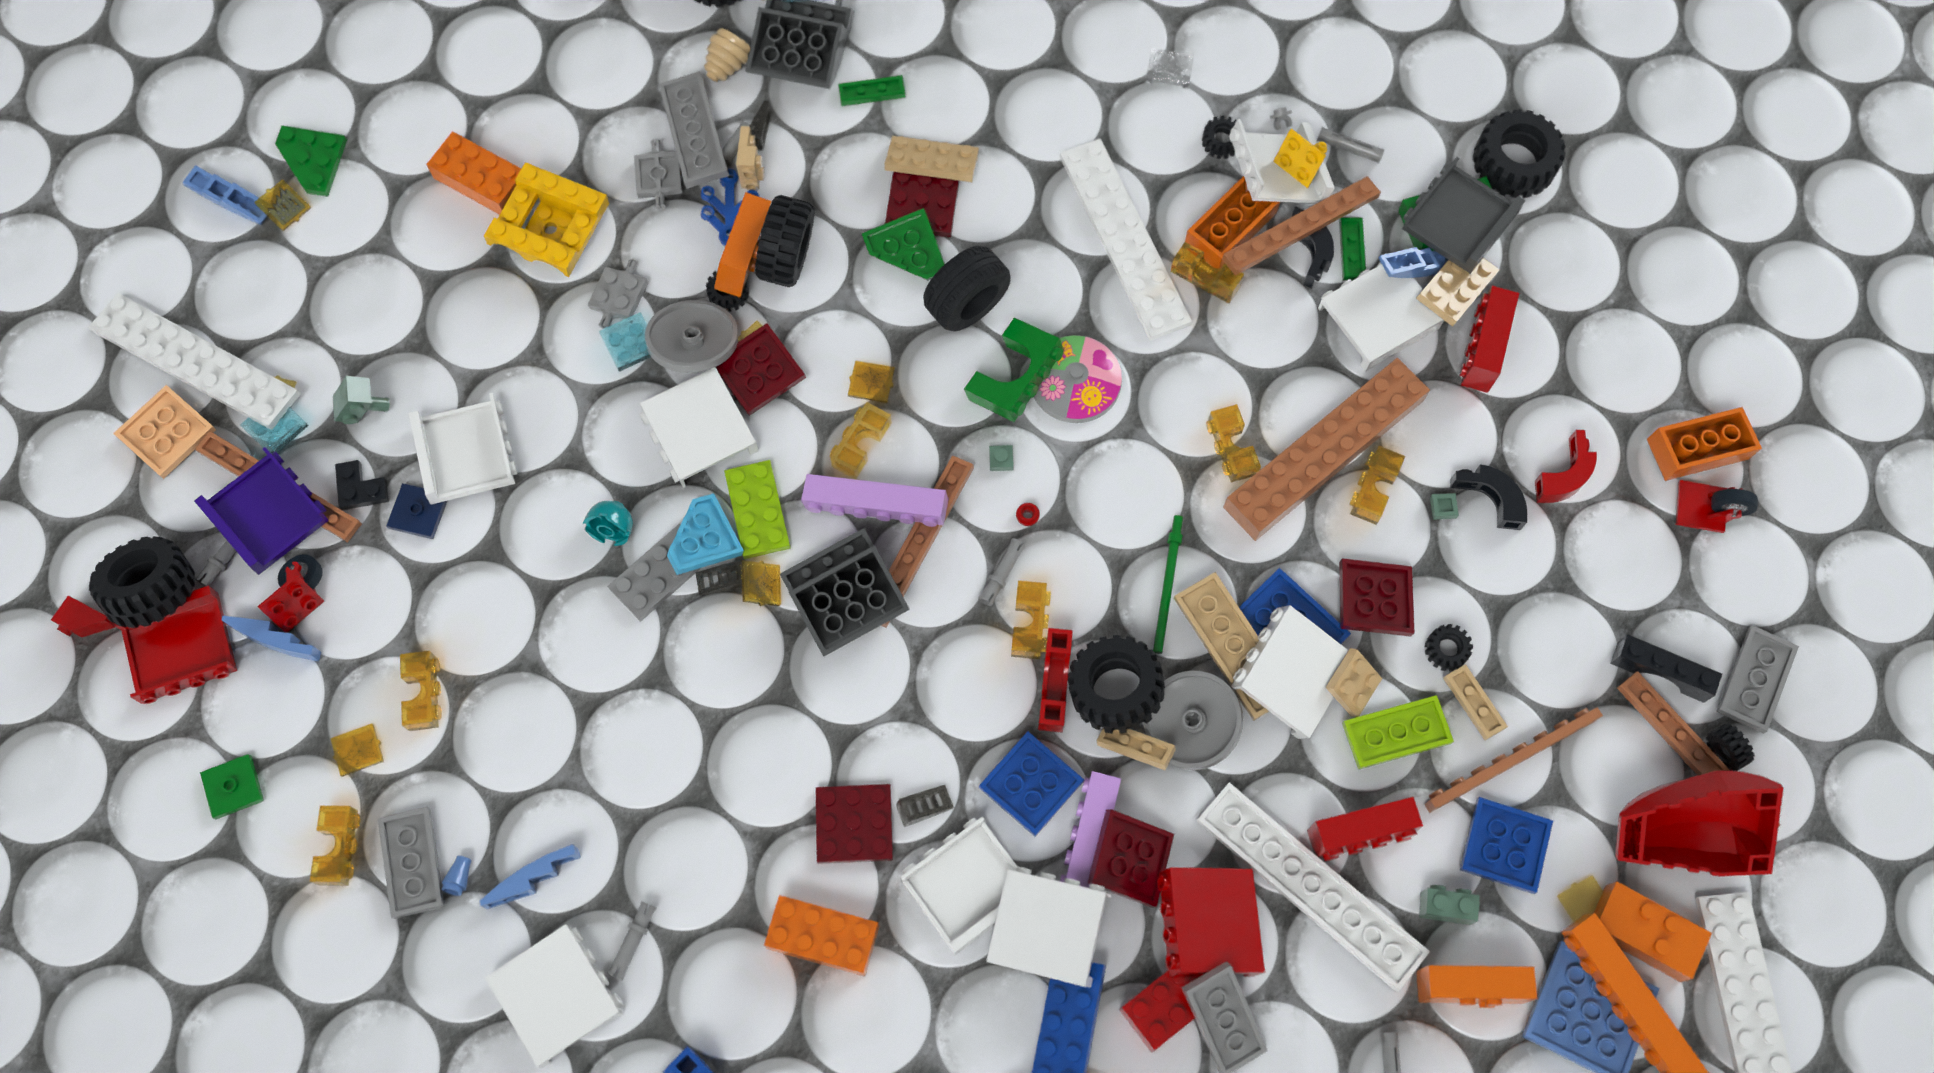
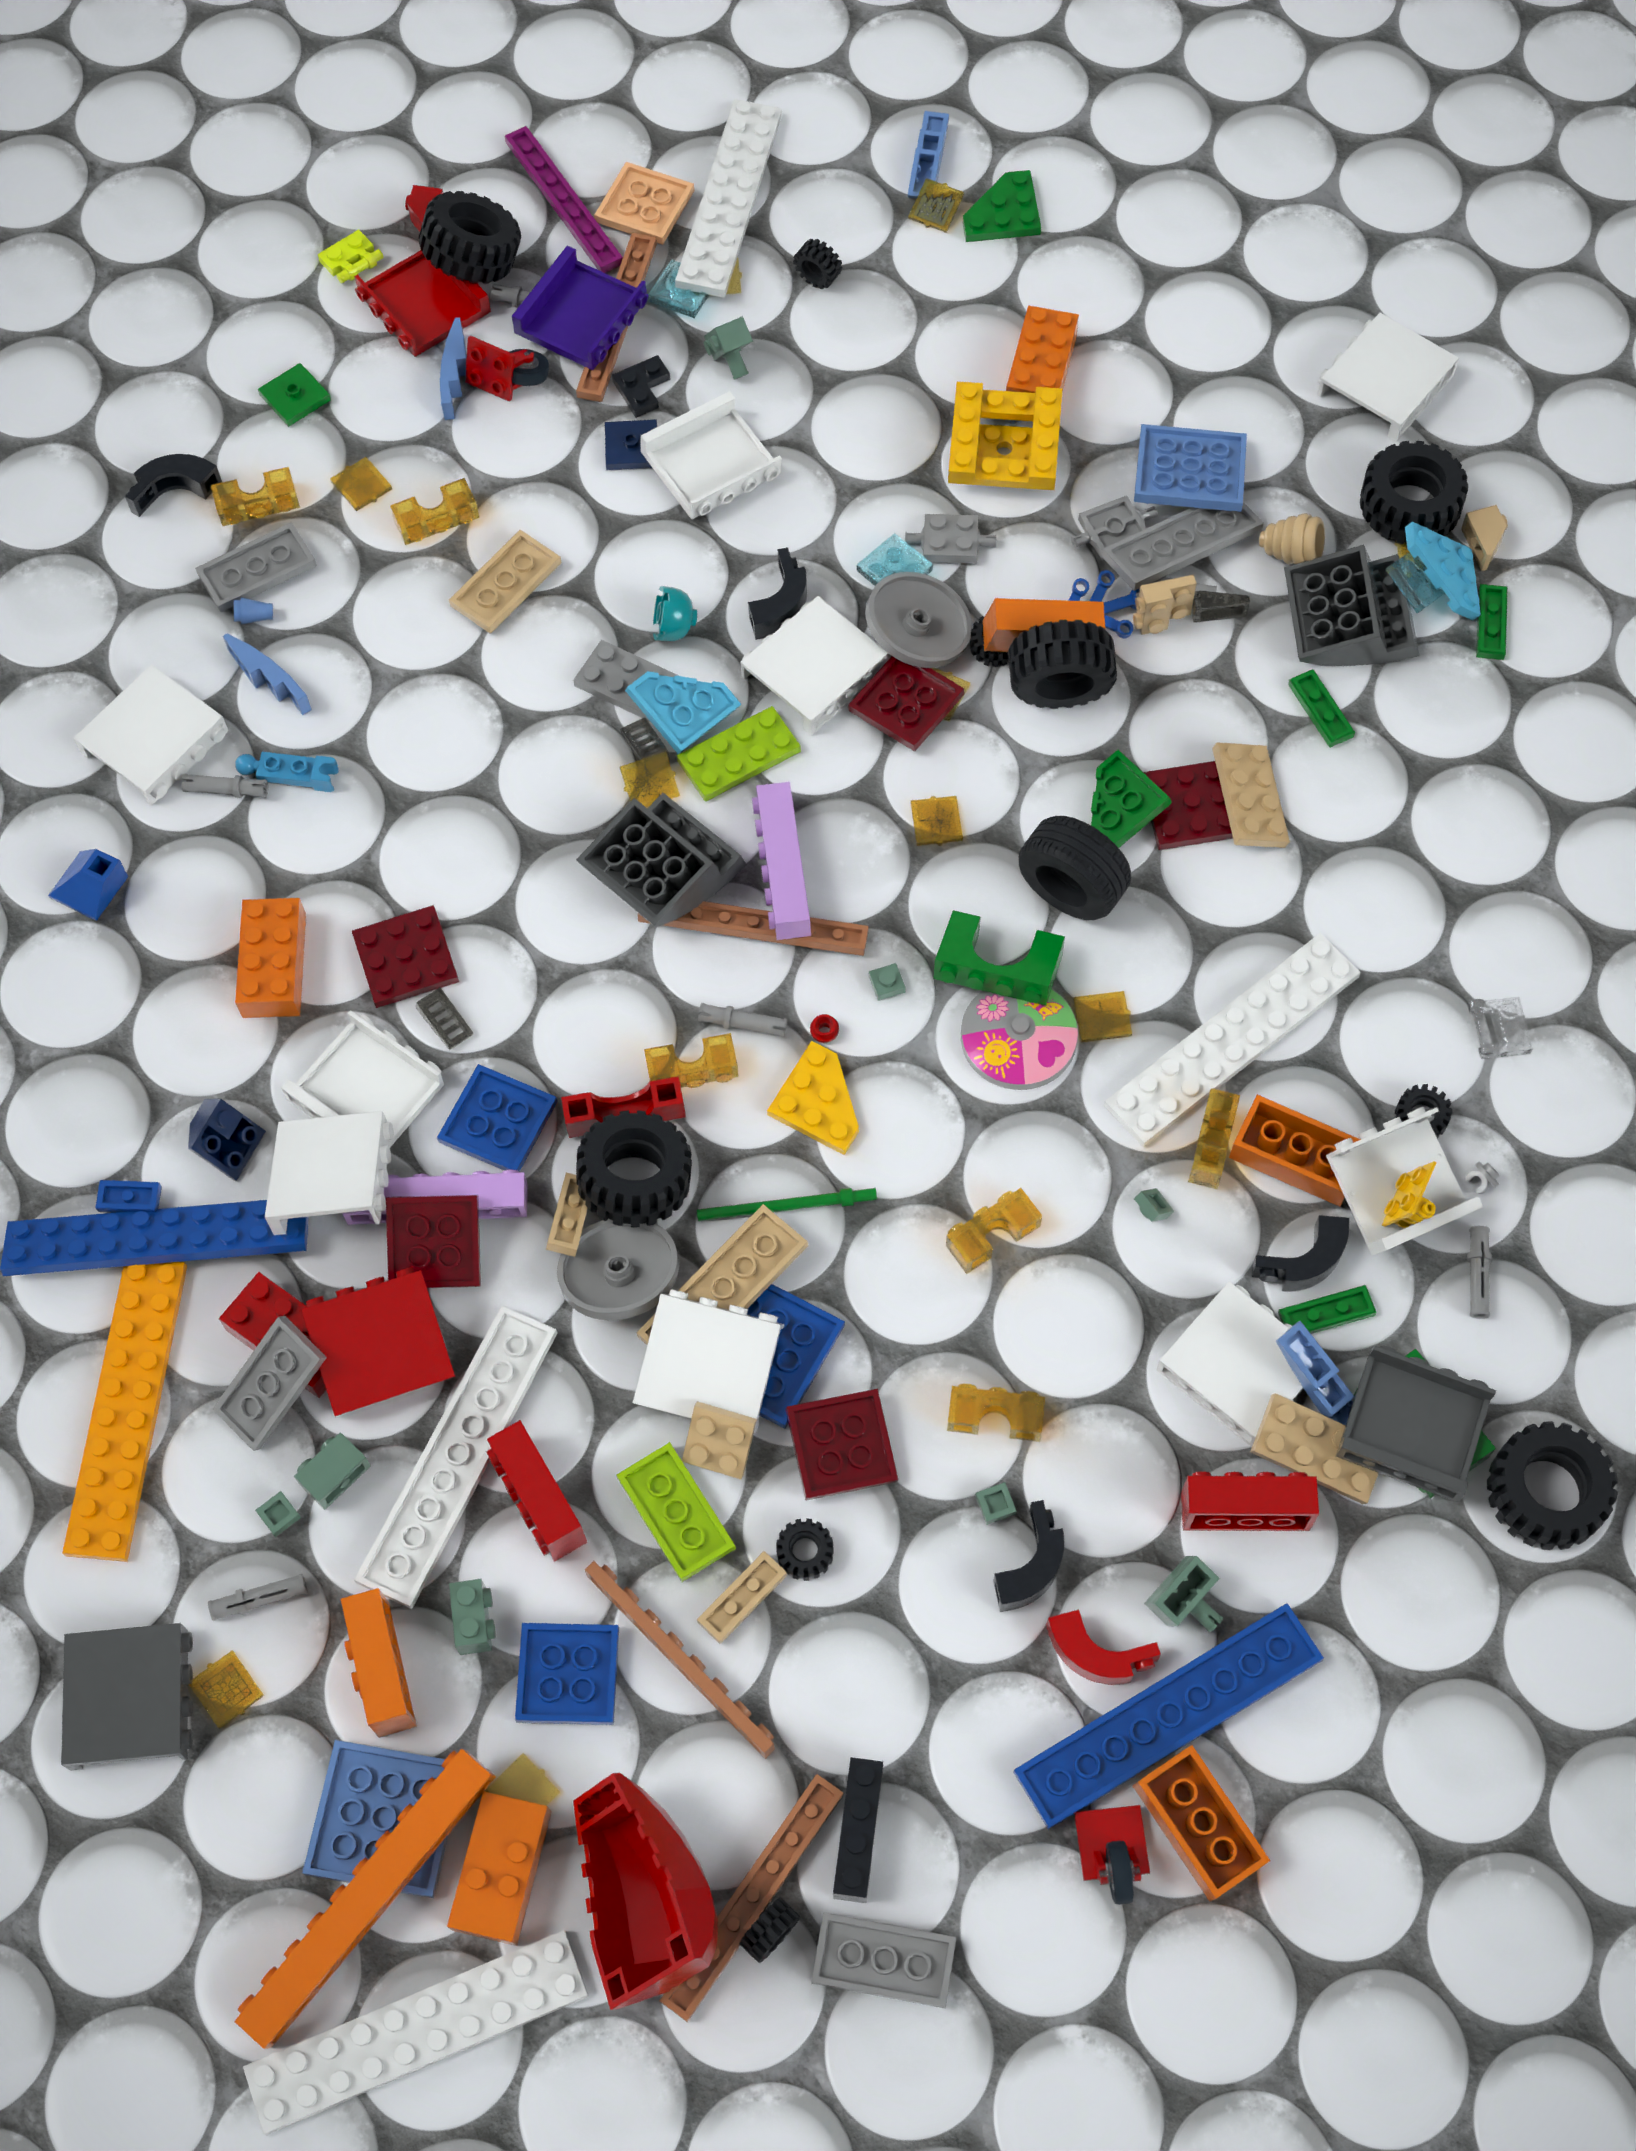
camera: 75 degrees right, 5 degrees down
(91, 702) = (350, 256): none -> neon yellow plate
(125, 497) = (563, 200): none -> magenta plate
(274, 916) = (168, 474): none -> black arch
(304, 309) = (817, 263): none -> black tyre
(516, 649) = (505, 581): none -> tan plate
(618, 420) = (769, 613): none -> black arch
(629, 103) = (1191, 468): none -> medium blue plate
(636, 880) = (290, 769): none -> dark azure plate
(868, 423) = (834, 819): clear yellow arch -> none
(980, 1015) = (223, 1137): none -> dark blue slope
(1078, 317) = (1102, 1016): none -> clear yellow piece
(1086, 537) = (817, 1100): none -> yellow plate
(1244, 330) = (1153, 1205): none -> sand green plate
(1301, 225) = (1322, 1230): nougat plate -> none
(1304, 988) = (331, 1470): none -> sand green brick
(1325, 449) = (1025, 1341): nougat brick -> none
(1327, 1041) = (278, 1514): none -> sand green plate
(1542, 402) = (1184, 1593): none -> sand green brick
(1622, 444) = (1167, 1716): none -> blue plate

